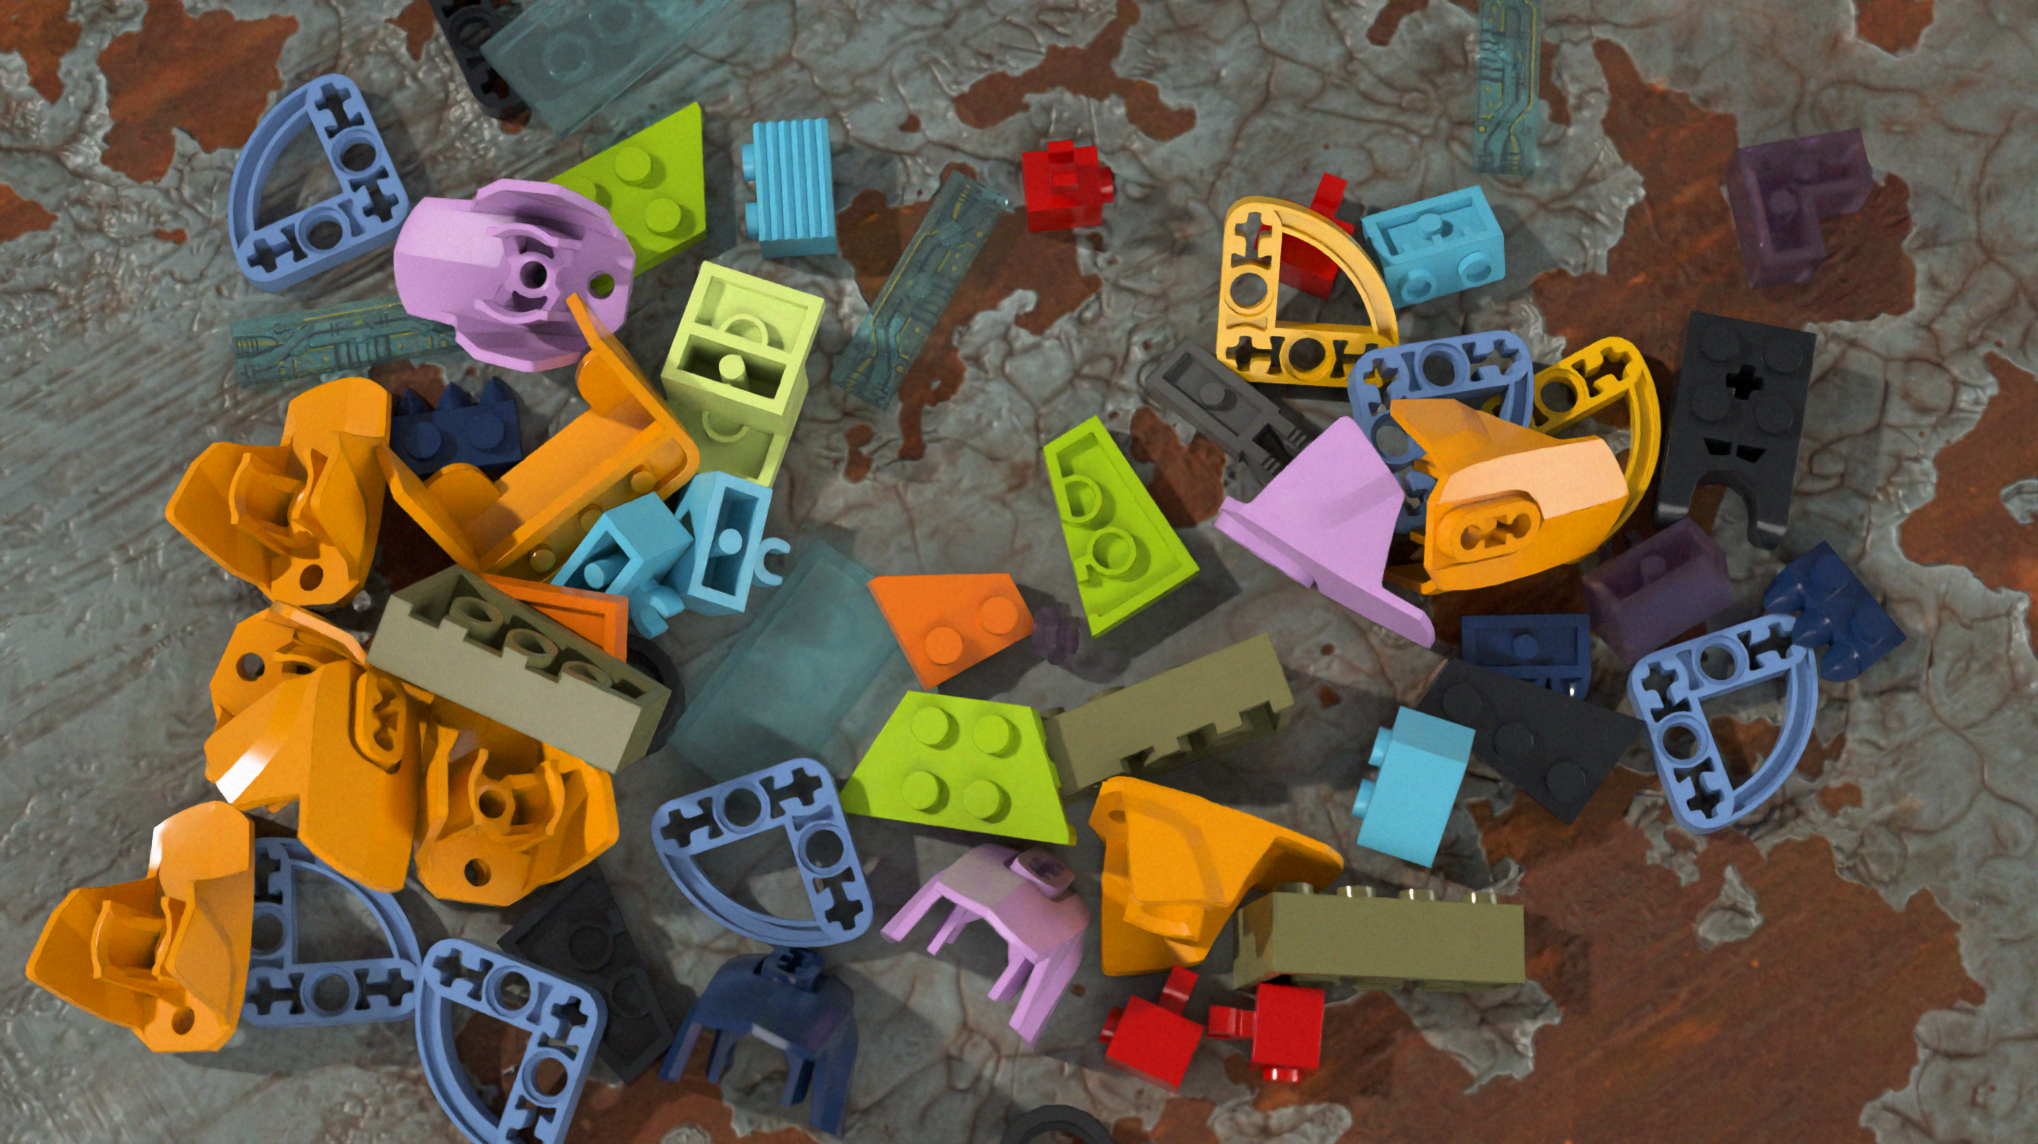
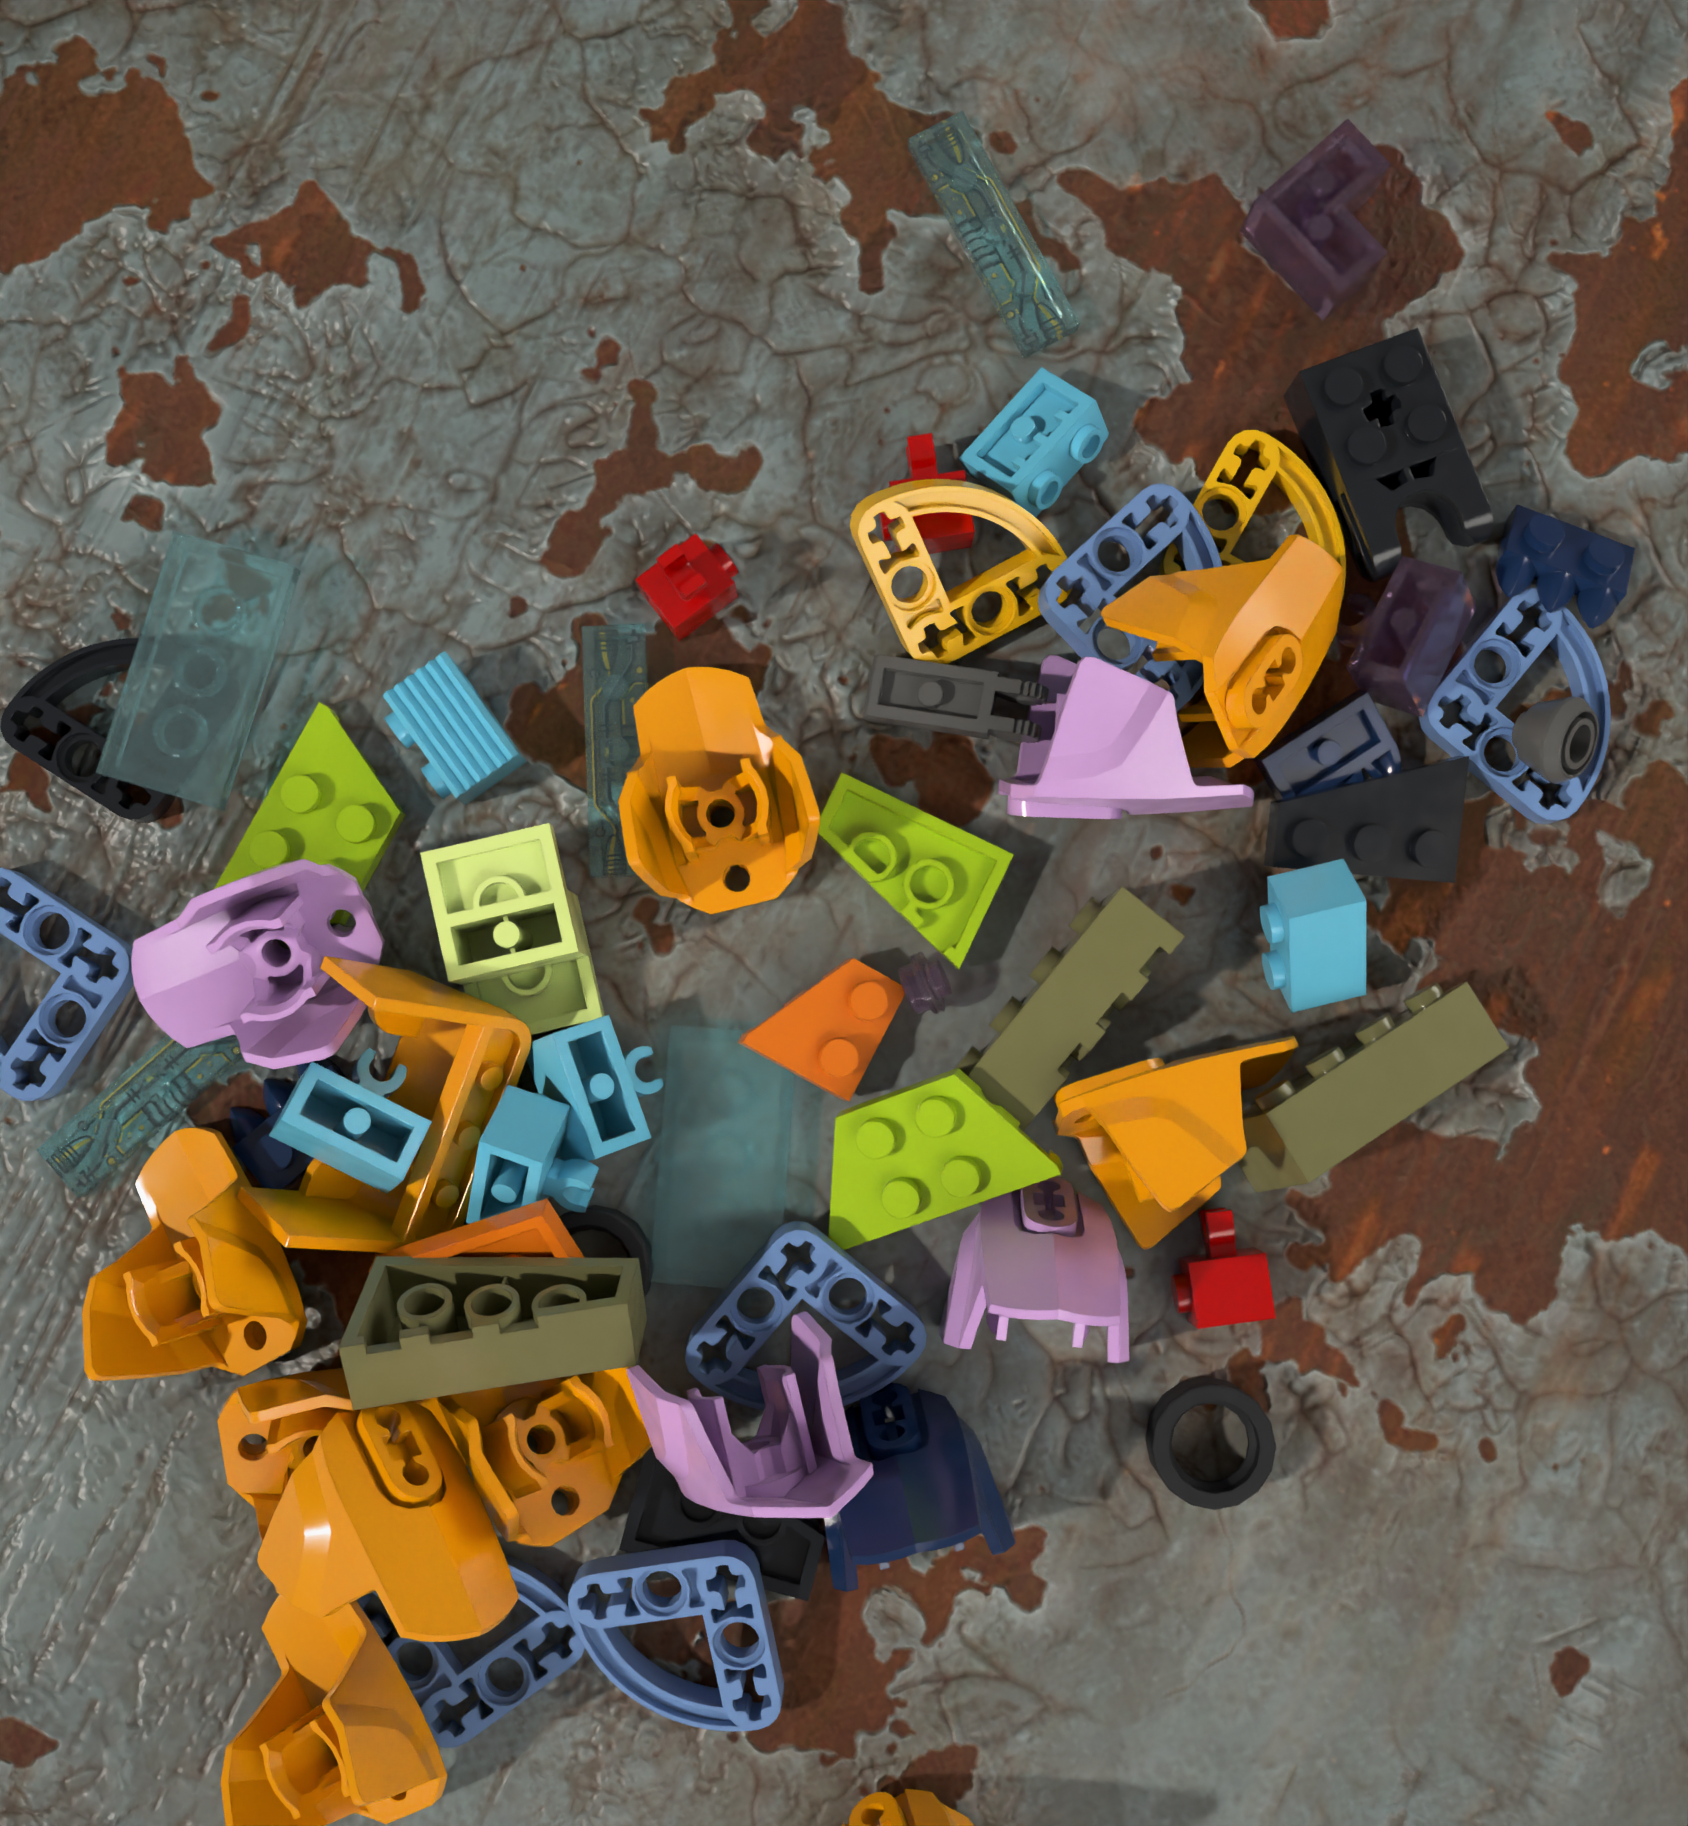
camera: 30 degrees left, 10 degrees up
(505, 447) = (353, 1123): none -> medium azure brick
(629, 898) = (795, 1463): none -> lavender piece
(984, 333) = (704, 753): none -> light orange piece
(1281, 1031) = (1327, 1213): red brick -> none
(1729, 746) = (1557, 738): none -> dark grey cone

